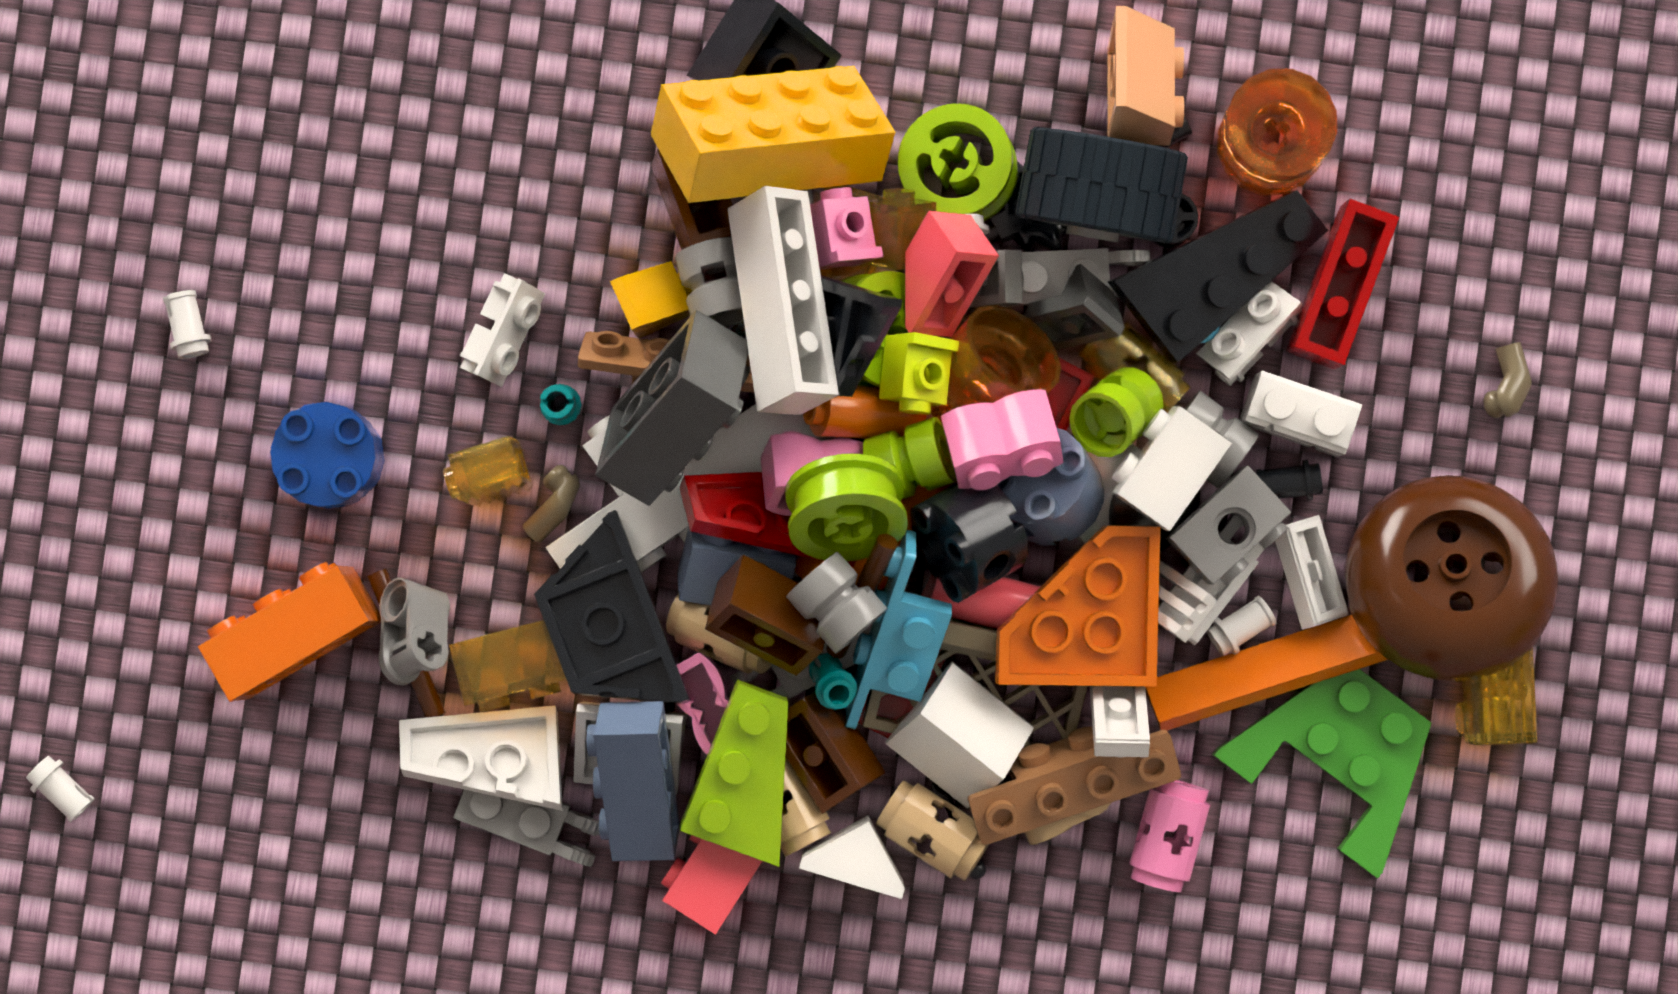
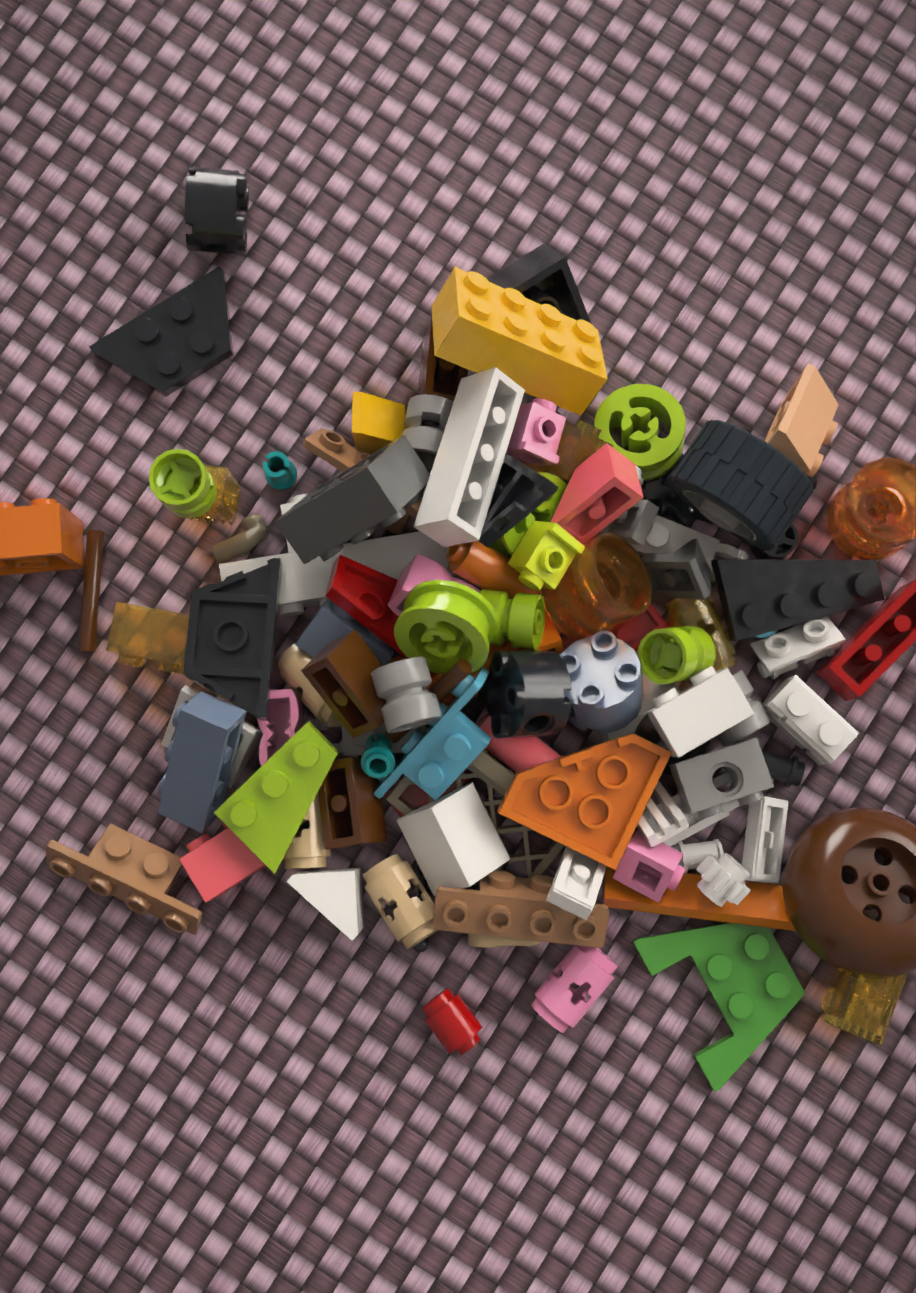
camera: 20 degrees right, 5 degrees down
(186, 325) = (48, 301): white pin -> none
(326, 455) = (98, 431): blue brick -> none
(337, 128) = (214, 210): none -> black brick
(356, 299) = (175, 337): none -> black wing
(417, 625) = (96, 580): light grey piece -> none
(474, 482) = (182, 483): none -> lime wheel
(488, 753) = (108, 694): white wing -> none
(514, 309) = (279, 393): white hinge -> none
(527, 824) = (112, 751): light grey hinge -> none
(612, 941) = (131, 872): none -> medium nougat bracket
(1002, 439) = (585, 632): bright pink brick -> none
(1051, 937) = (452, 1022): none -> red brick
(1194, 667) = (648, 868): none -> bright pink brick
(1282, 640) = (723, 879): none -> white gear

